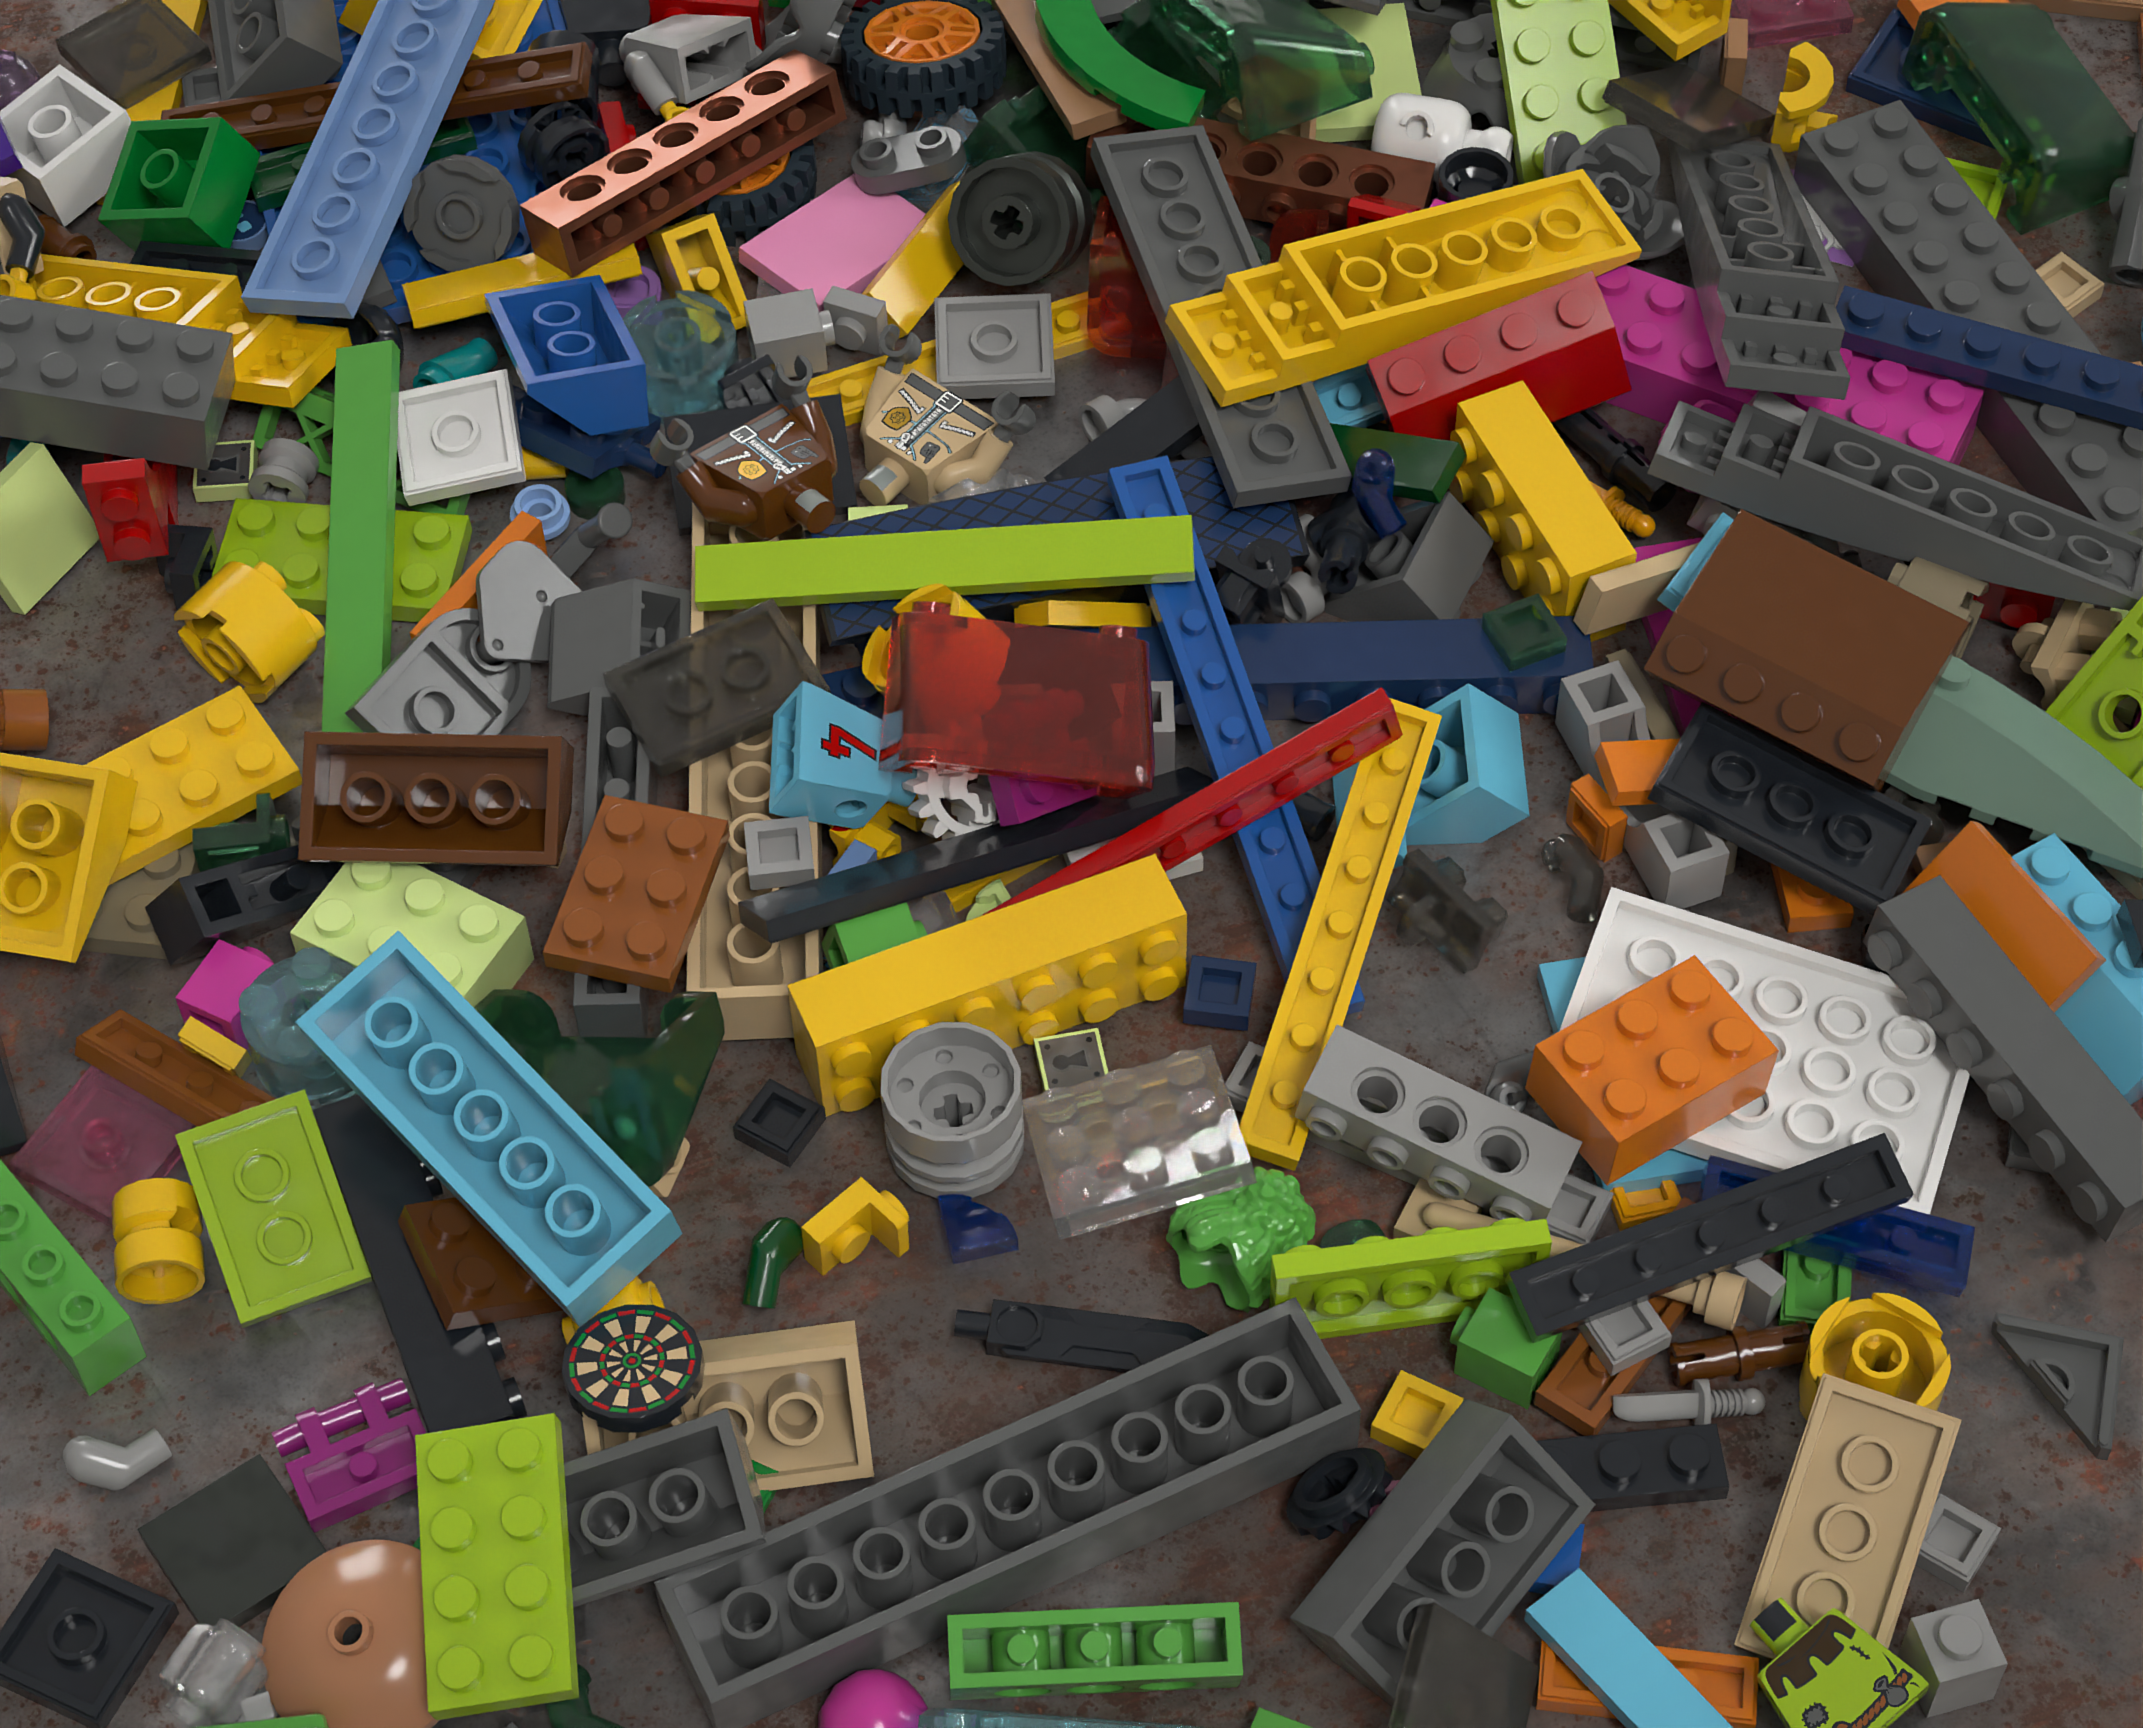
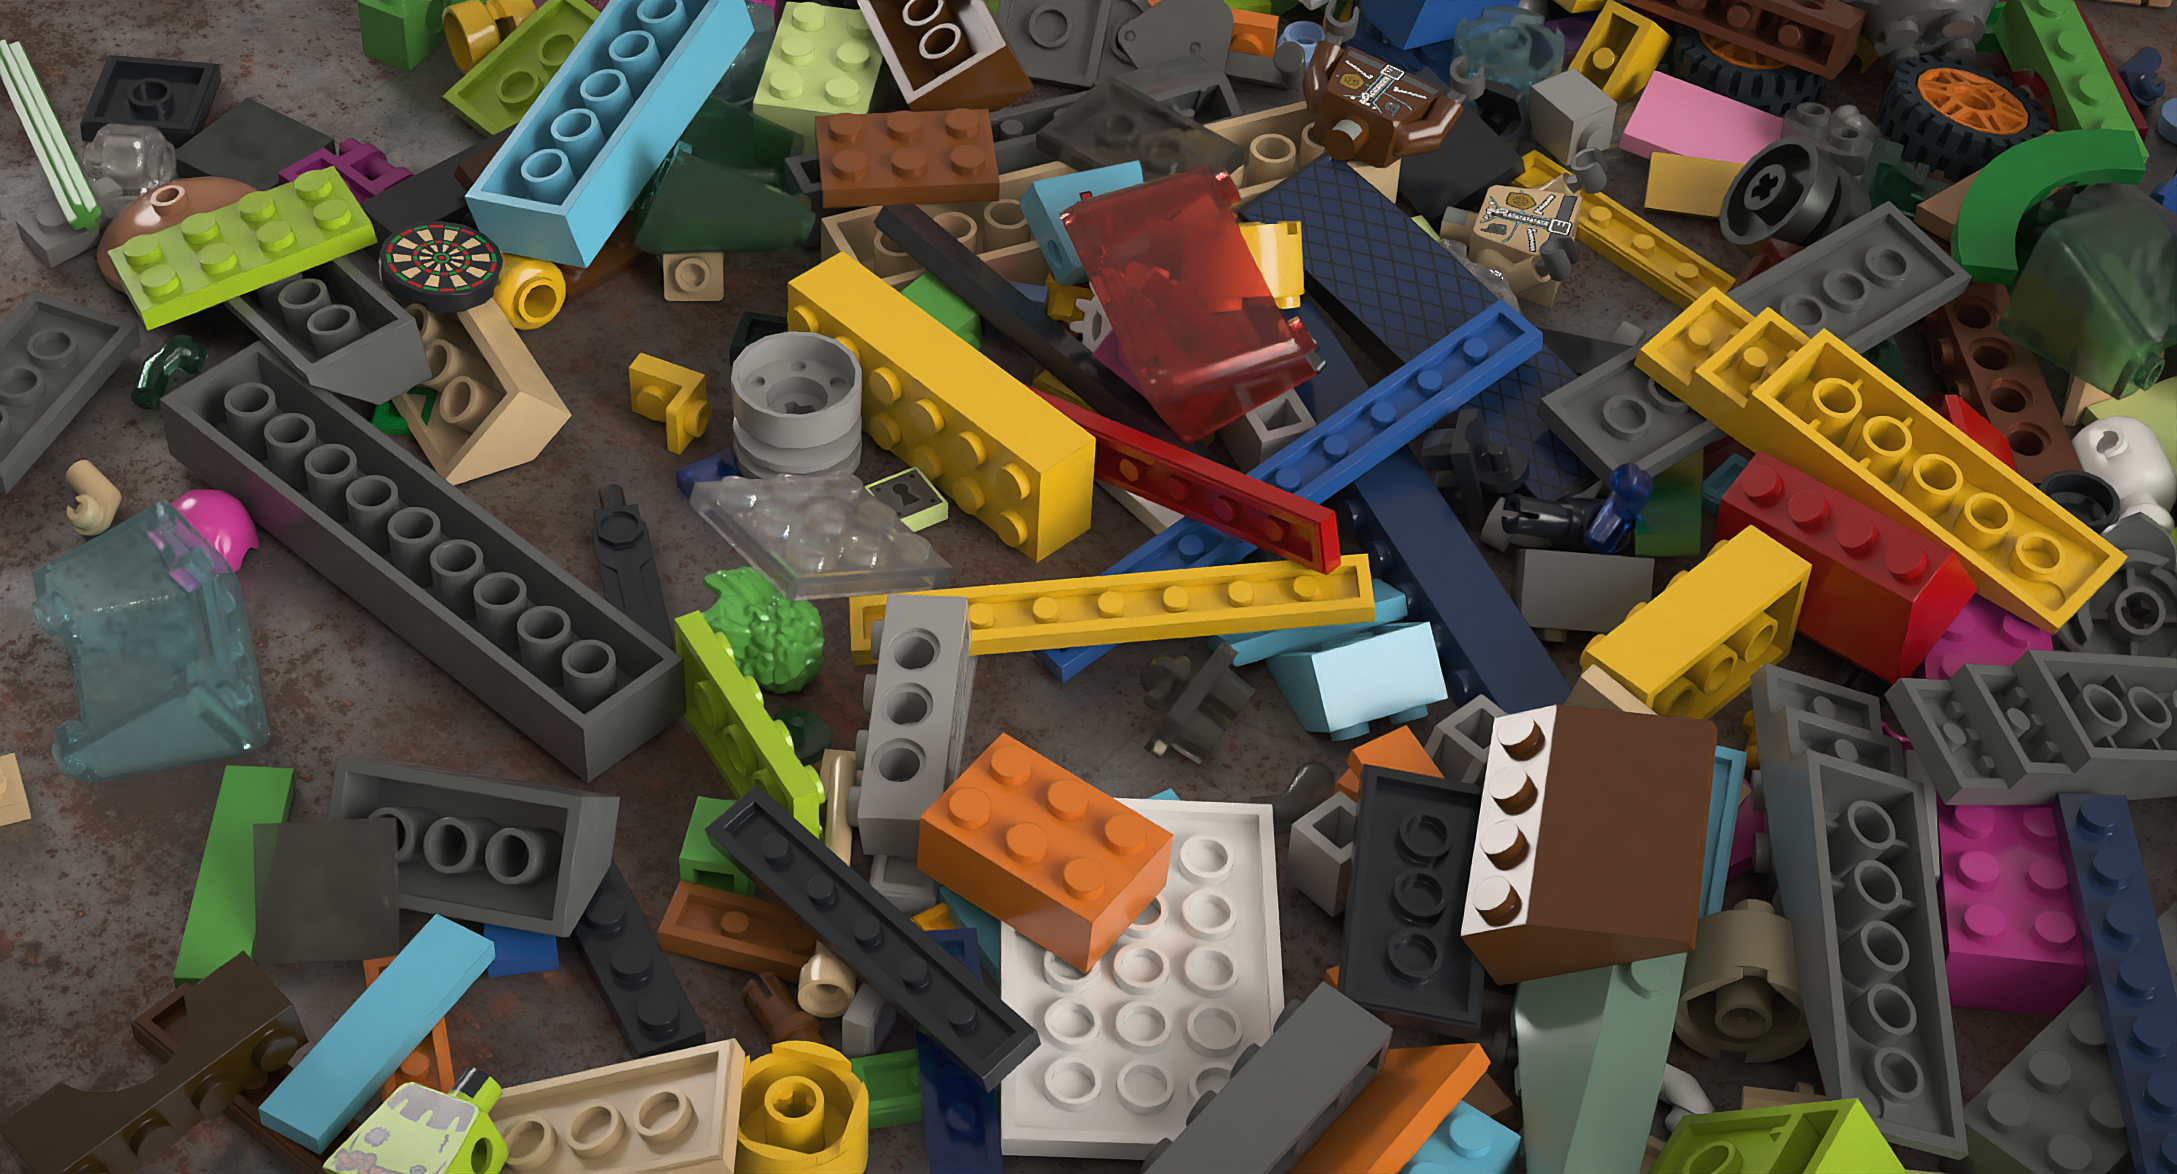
camera: 65 degrees right, 10 degrees down
(113, 1465) = (300, 74): light grey arm -> none
(769, 1256) = (609, 360): dark green arm -> none
(779, 852) = (989, 226): light grey tile -> none
(856, 319) = (1627, 165): light grey plate -> none
(961, 559) = (1345, 241): lime tile -> none
(995, 345) = (1659, 255): light grey tile -> none
(1082, 614) = (1358, 349): yellow tile -> none
(1094, 1651) = (300, 636): bright green brick -> none
(1219, 993) = (1023, 562): dark blue plate -> none
(1356, 1476) = (519, 761): black gear -> none
(1413, 1414) = (642, 816): yellow tile -> none
(1524, 632) = (1530, 663): clear green tile -> none
(1626, 1336) = (761, 927): light grey tile -> none
(1695, 1404) = (722, 1009): light grey piece -> none

